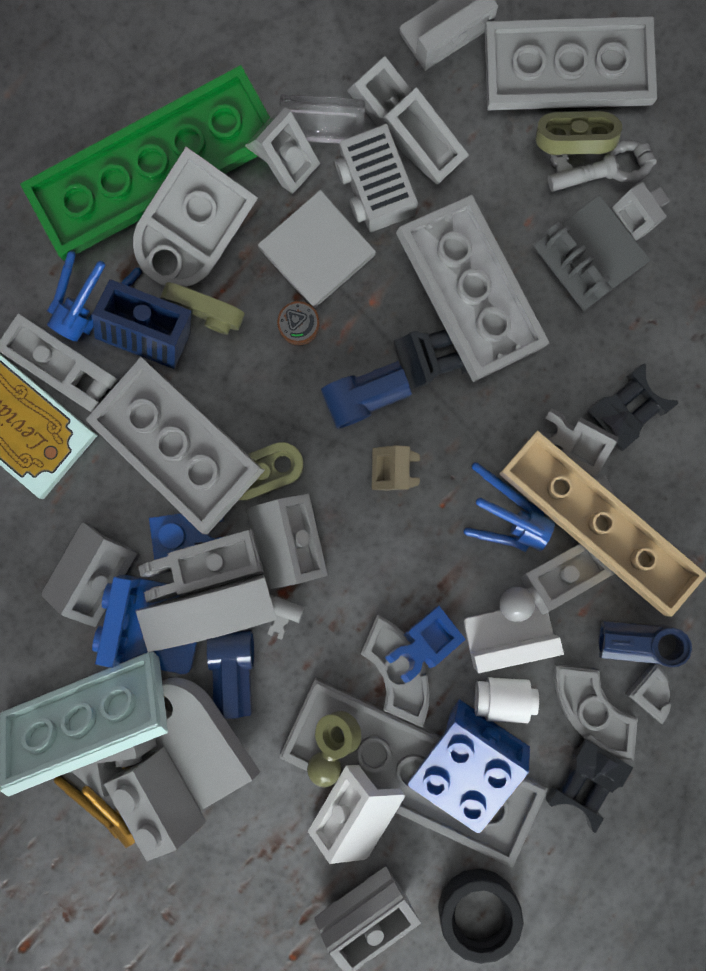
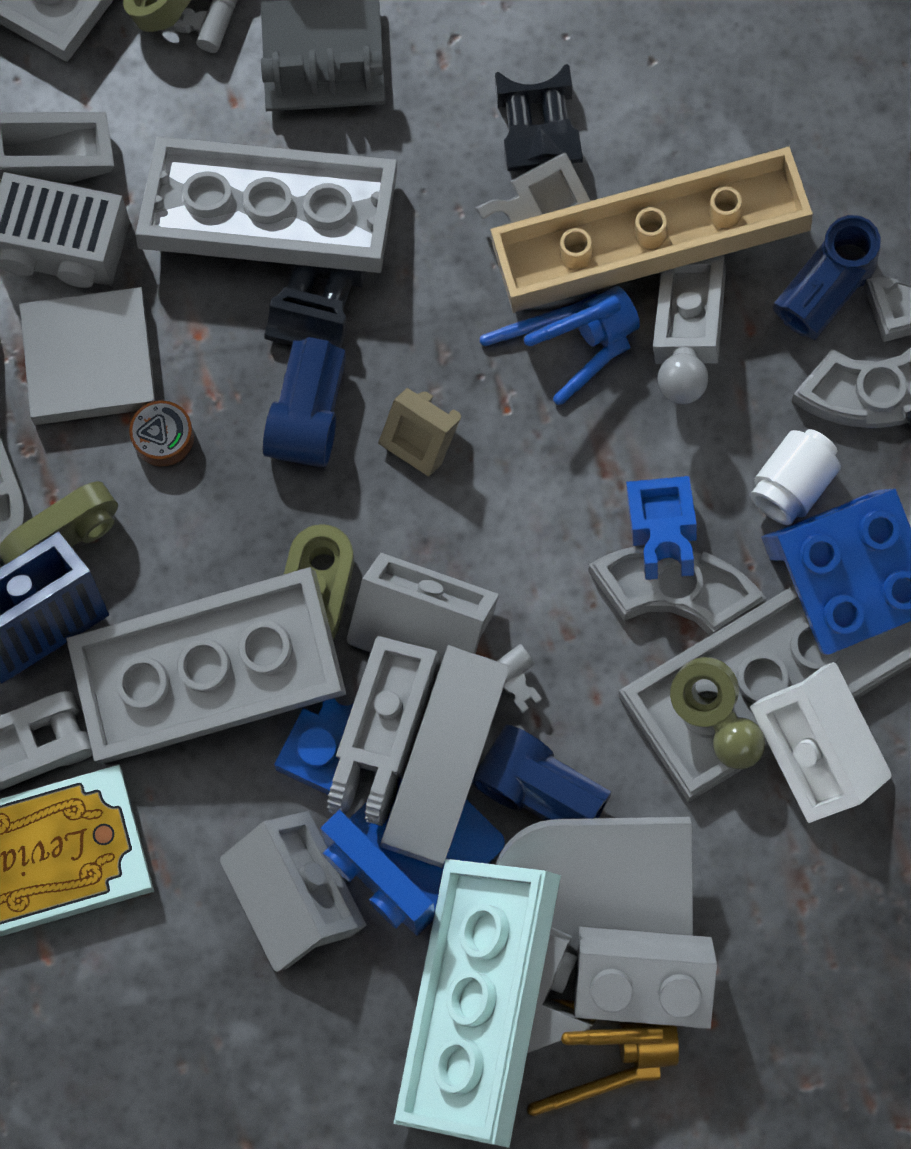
camera: 60 degrees left, 15 degrees down
(504, 643) = (722, 427): white panel -> none

